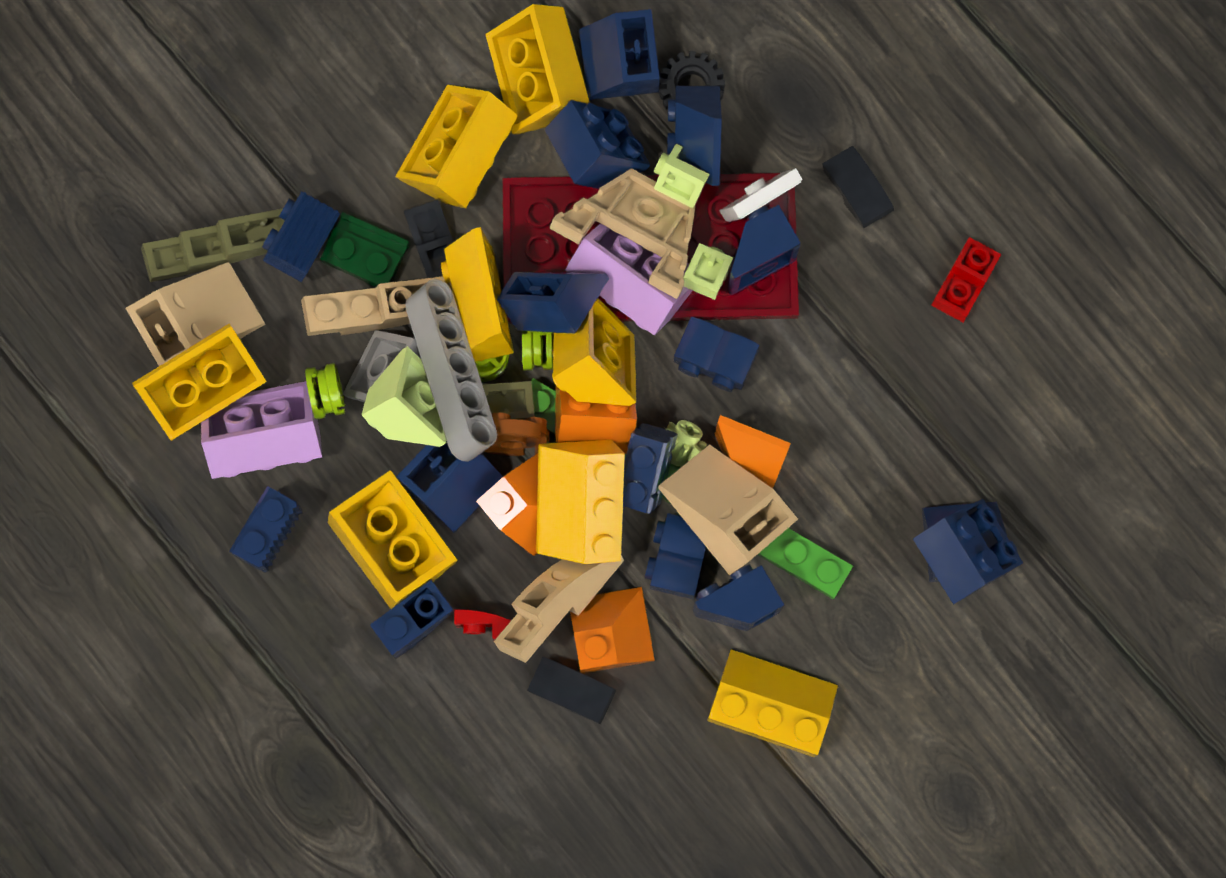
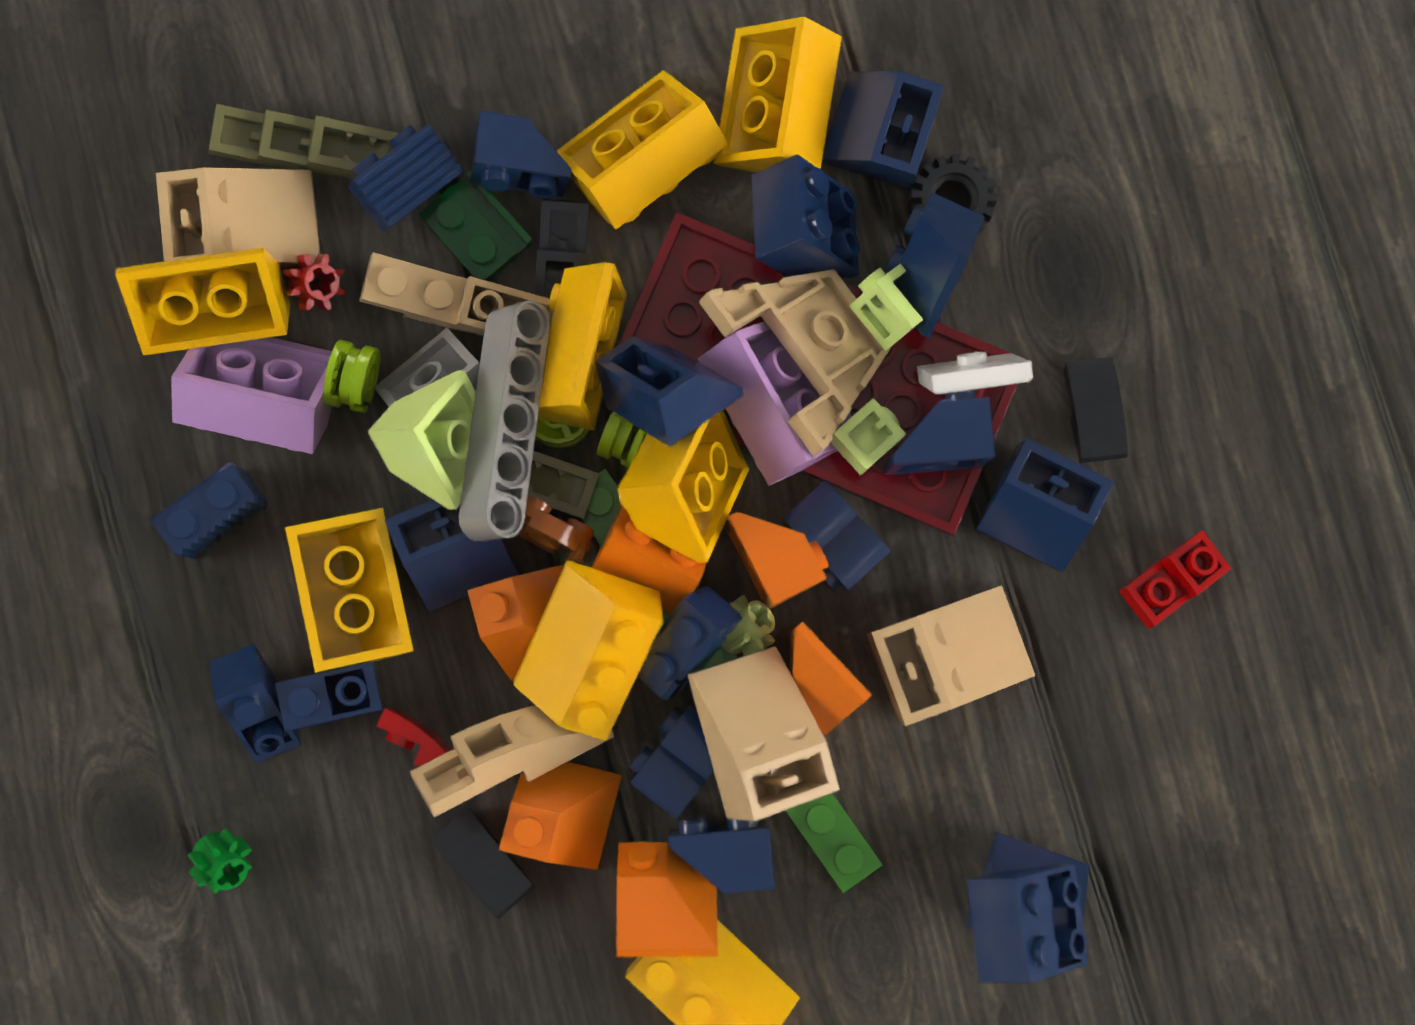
camera: 20 degrees right, 5 degrees up
(277, 335) = (323, 290): none -> red gear
(359, 651) = (249, 701): none -> dark blue slope
(372, 188) = (516, 157): none -> dark blue slope
(385, 770) = (220, 861): none -> green gear
(680, 383) = (776, 558): none -> orange slope
(711, 656) = (663, 904): none -> orange slope
(832, 399) = (950, 656): none -> tan slope
(851, 266) = (1044, 504): none -> dark blue slope

